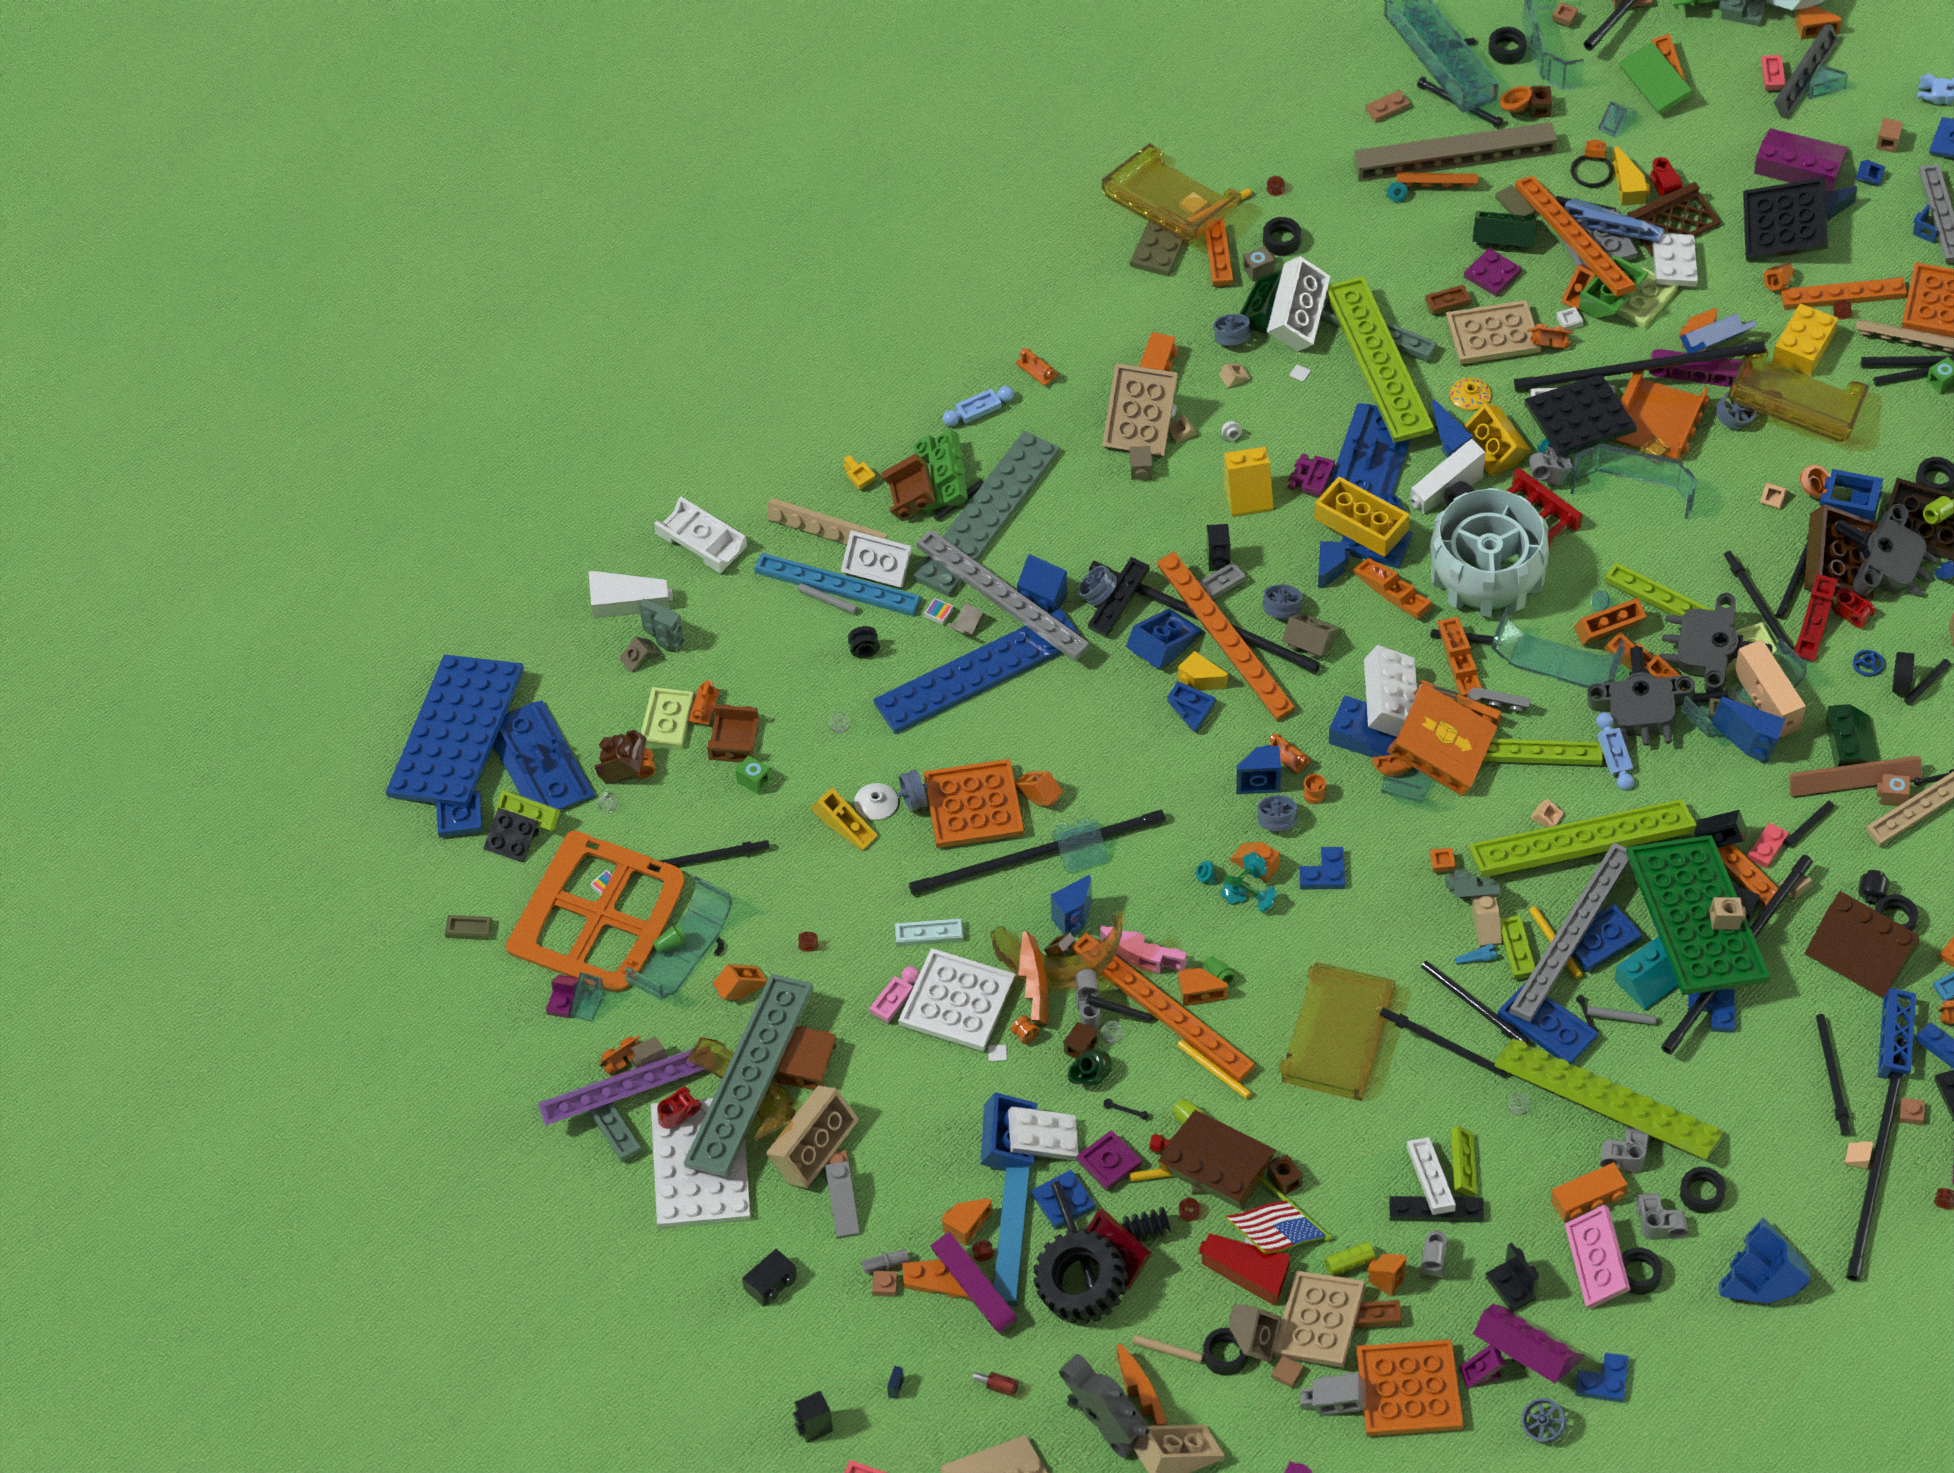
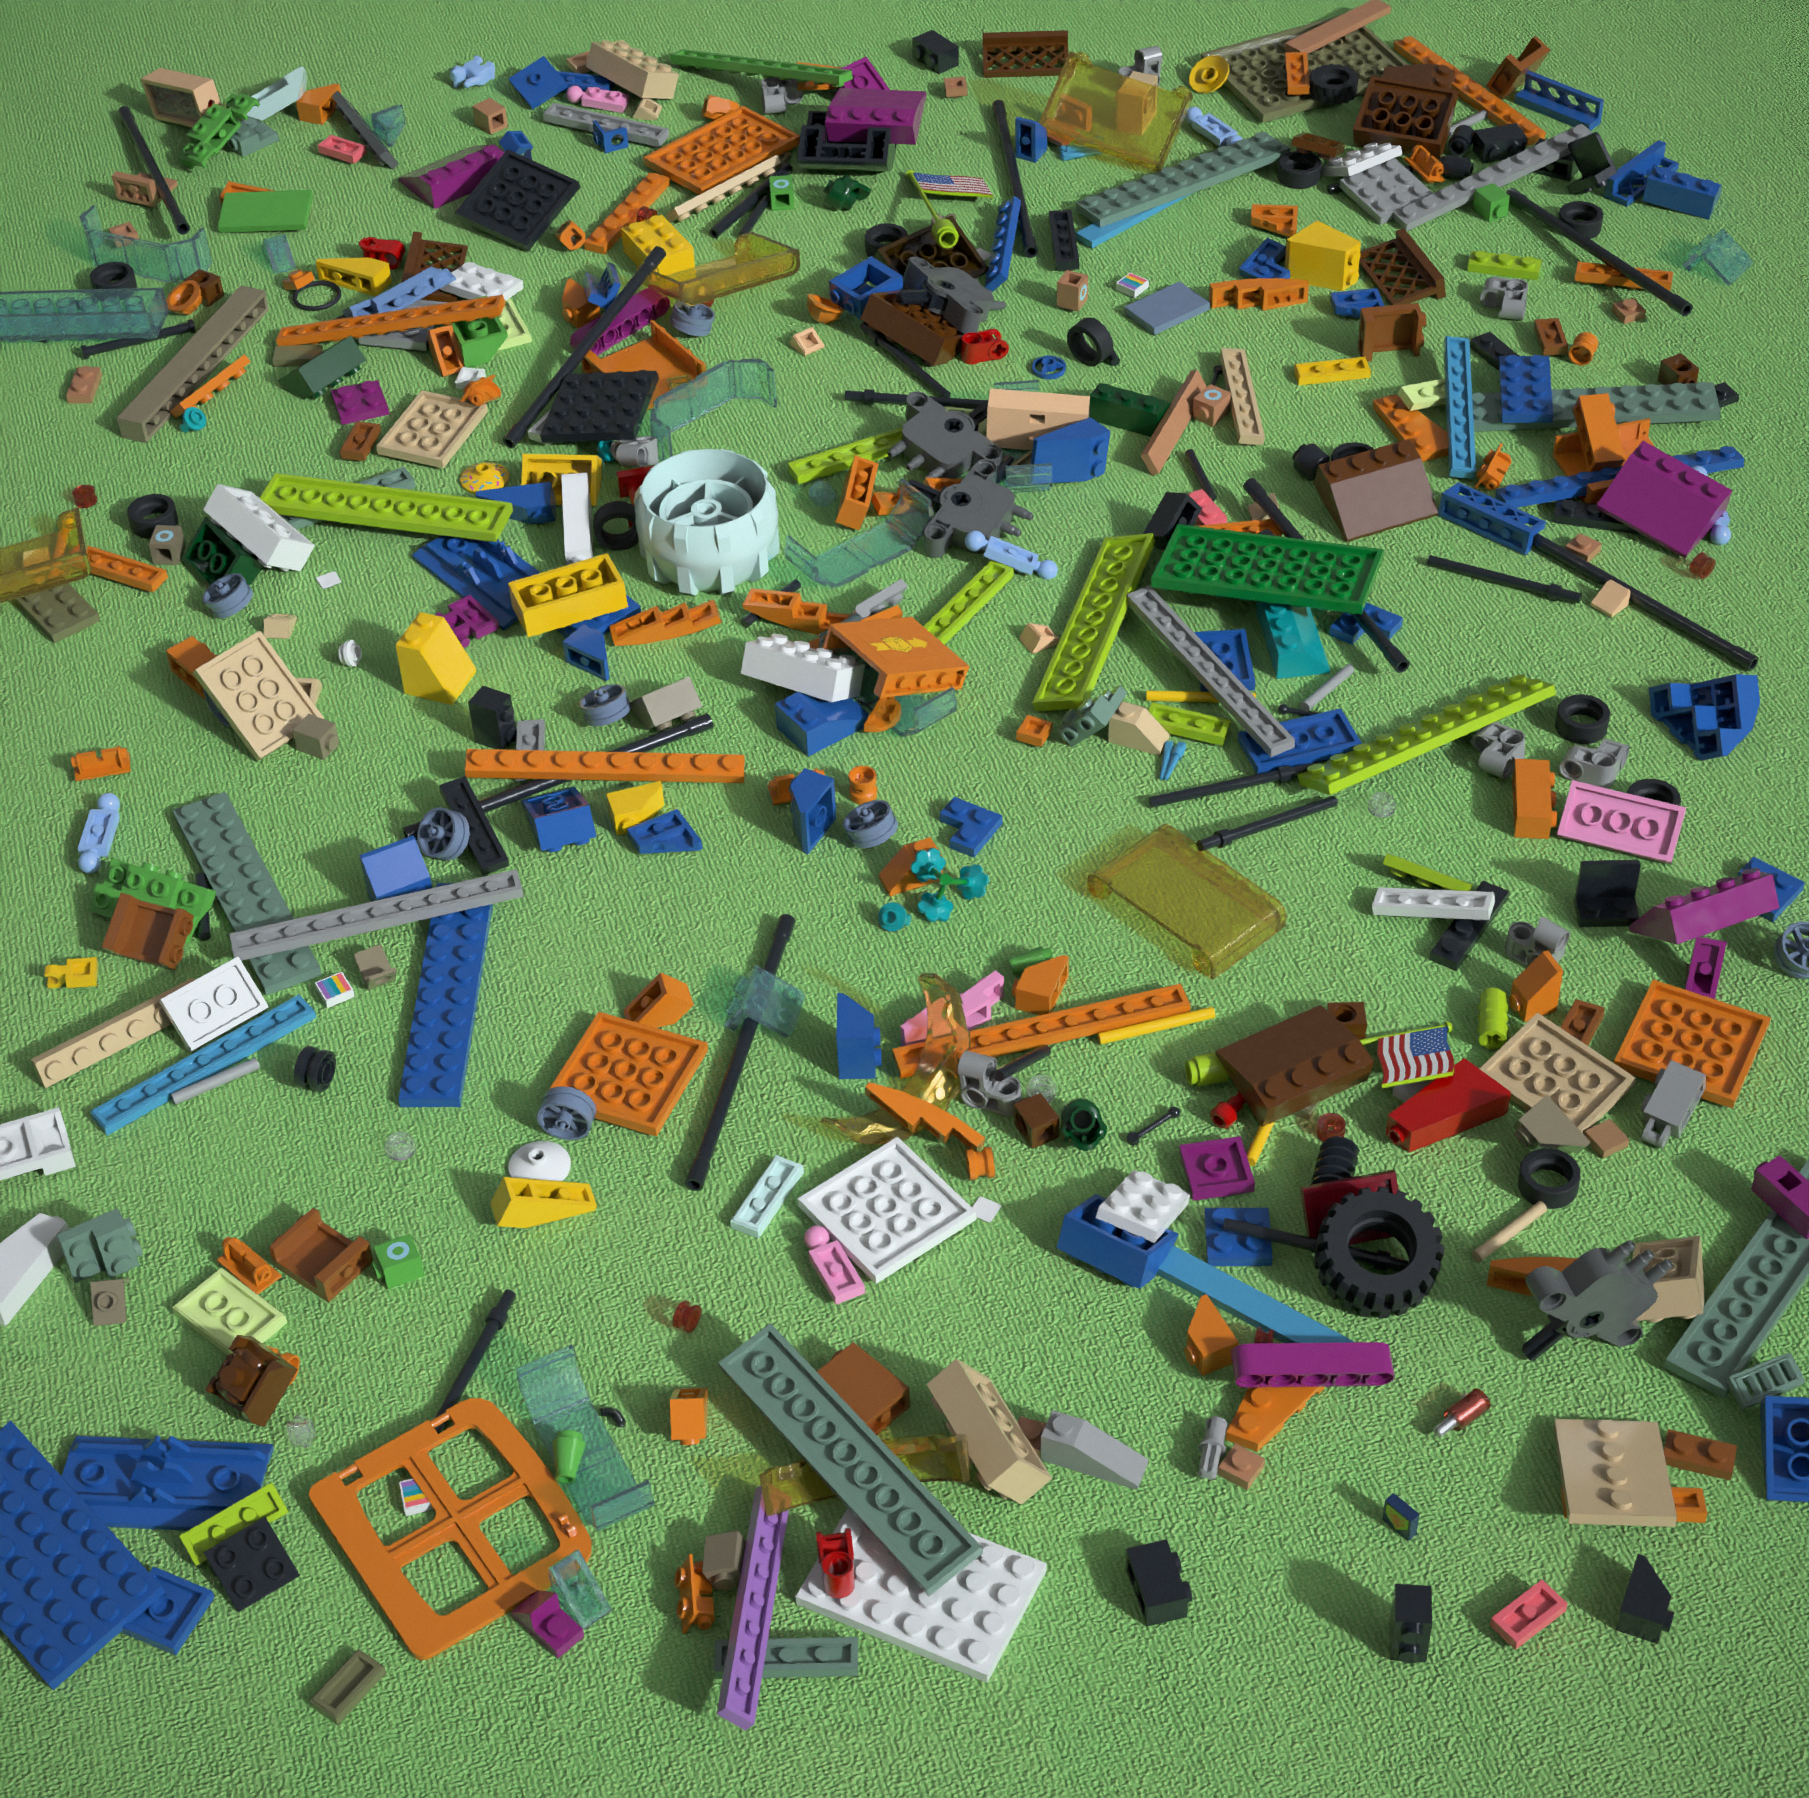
camera: 60 degrees left, 10 degrees down
(1059, 945) = (890, 1075): plate -> none
(1726, 913) = (1291, 540): tan brick -> none
(1816, 617) = (968, 362): red slope -> none

